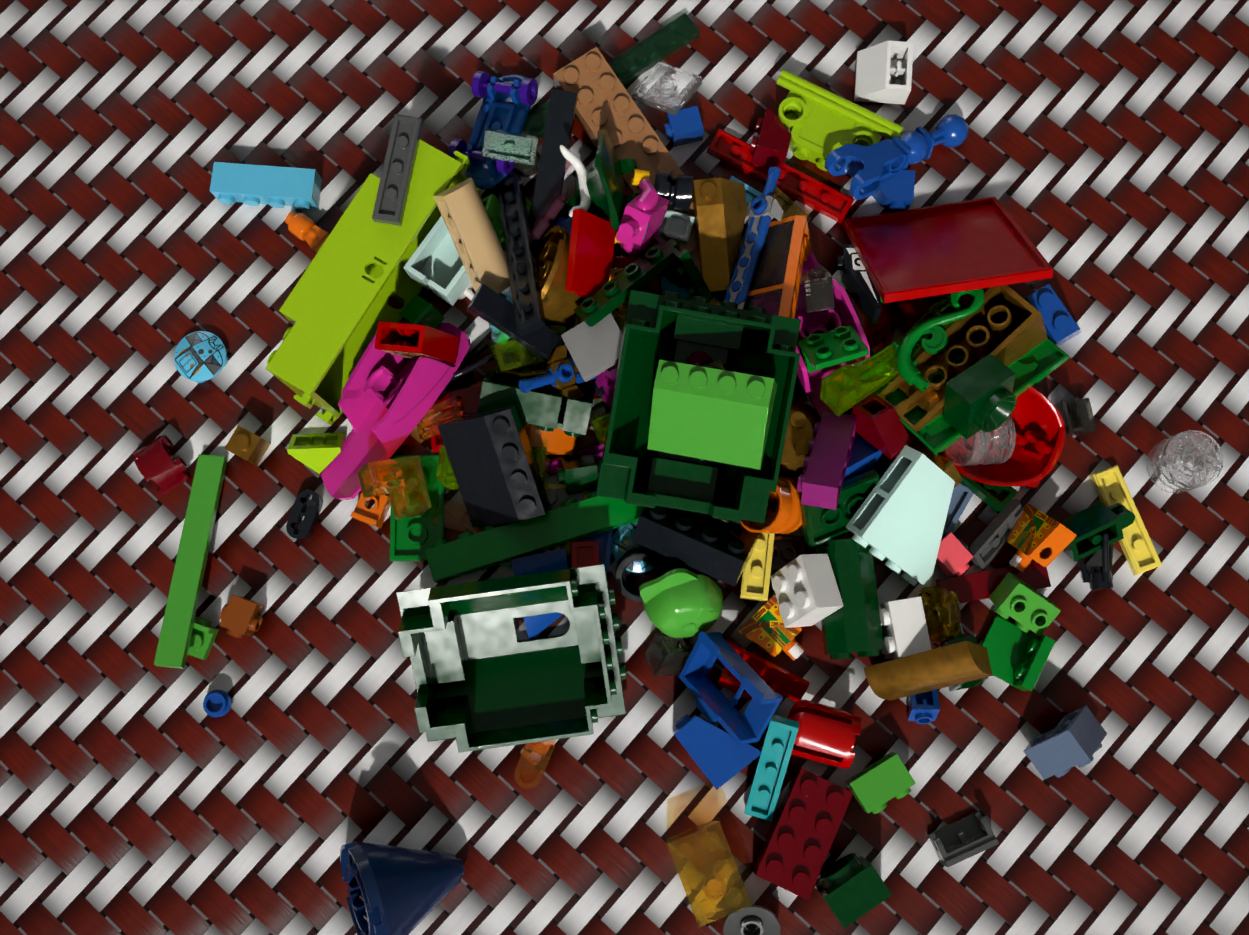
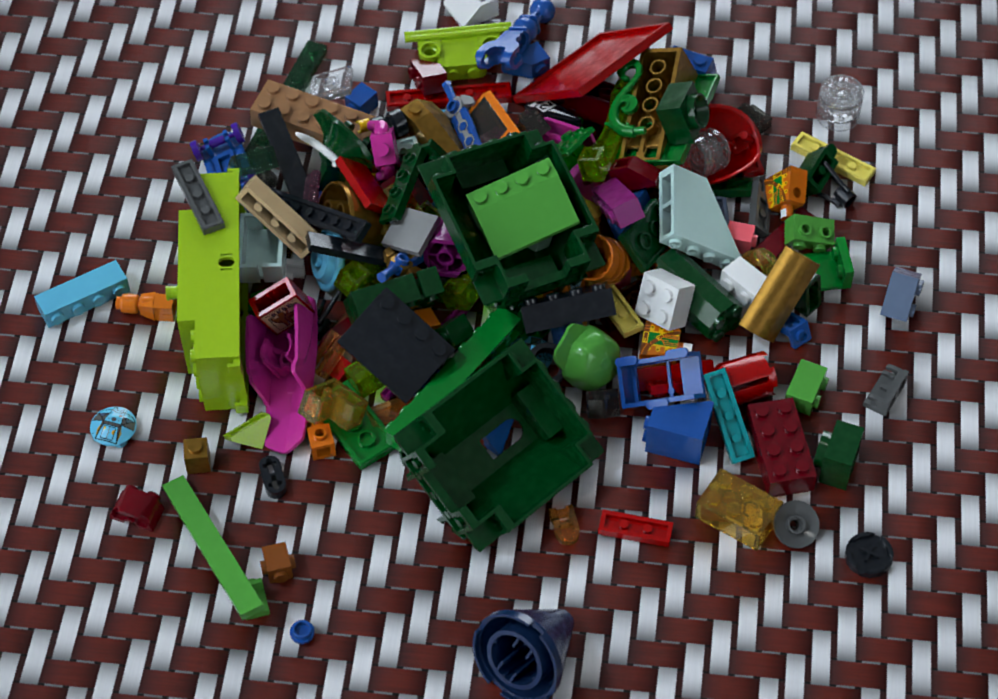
camera: 40 degrees left, 25 degrees down
(596, 817) = (635, 528): none -> red plate

